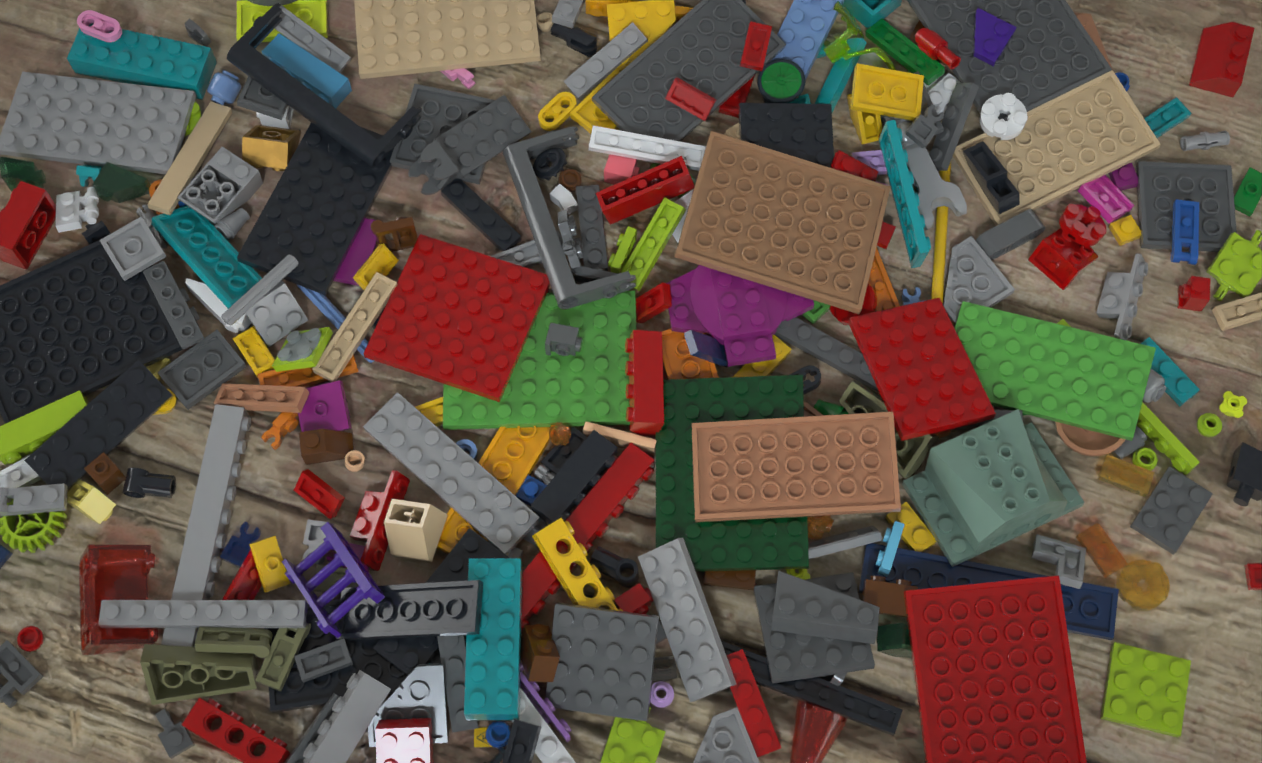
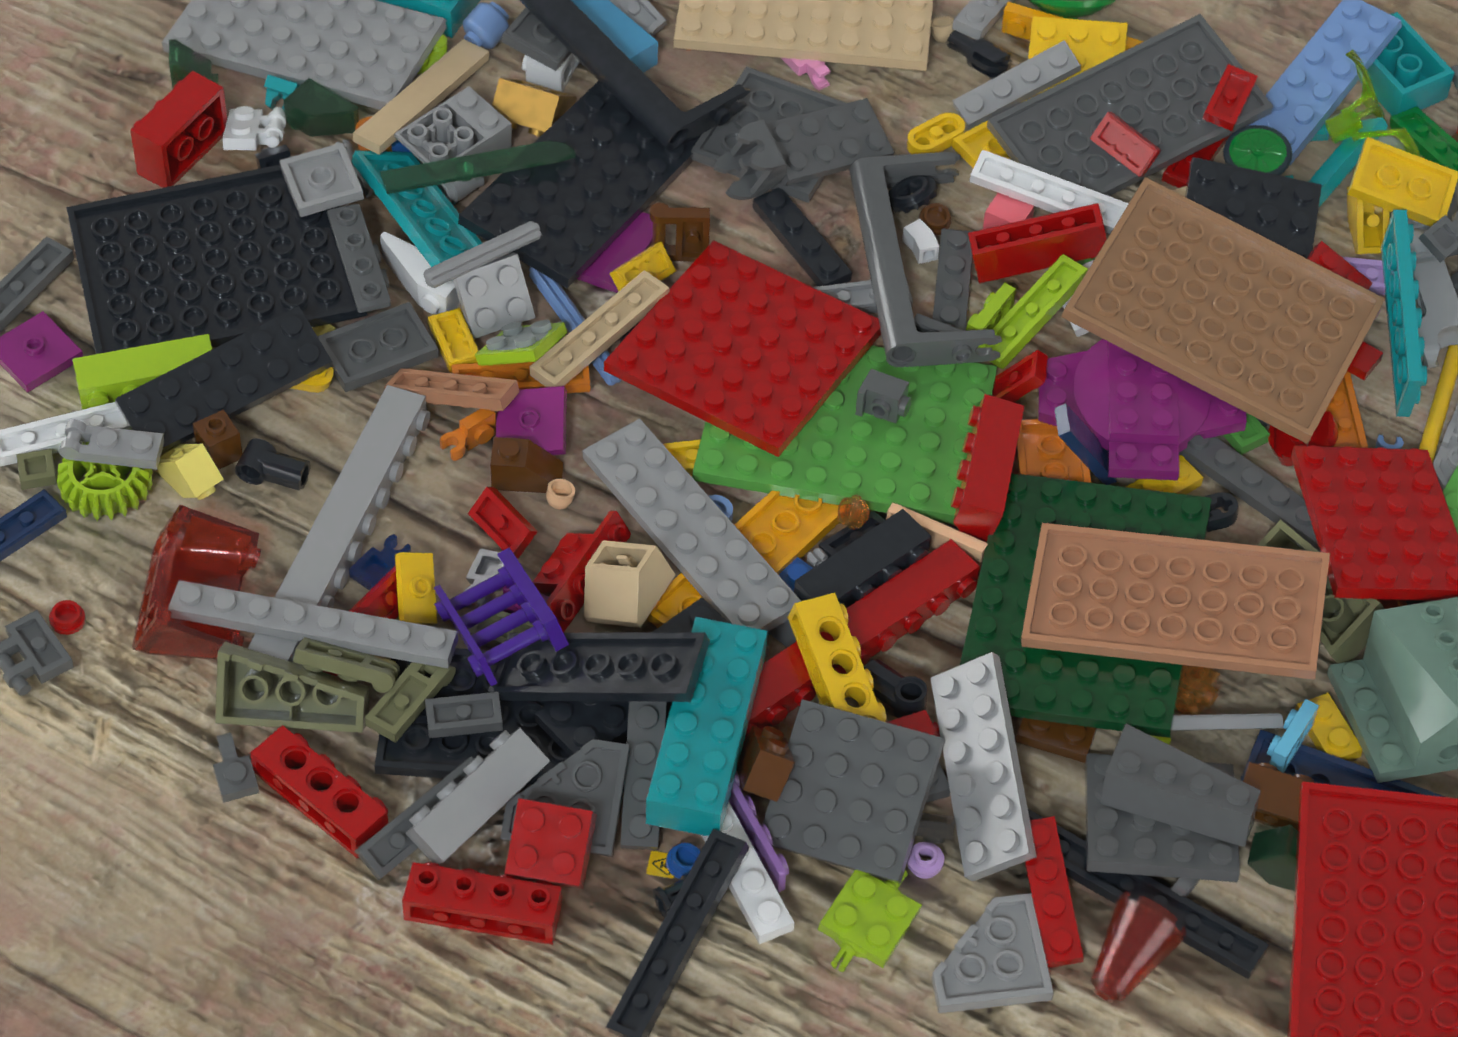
camera: 10 degrees right, 15 degrees down
(240, 214) = (475, 166): none -> clear green piece
(571, 246) = (922, 292): dark grey plate -> none

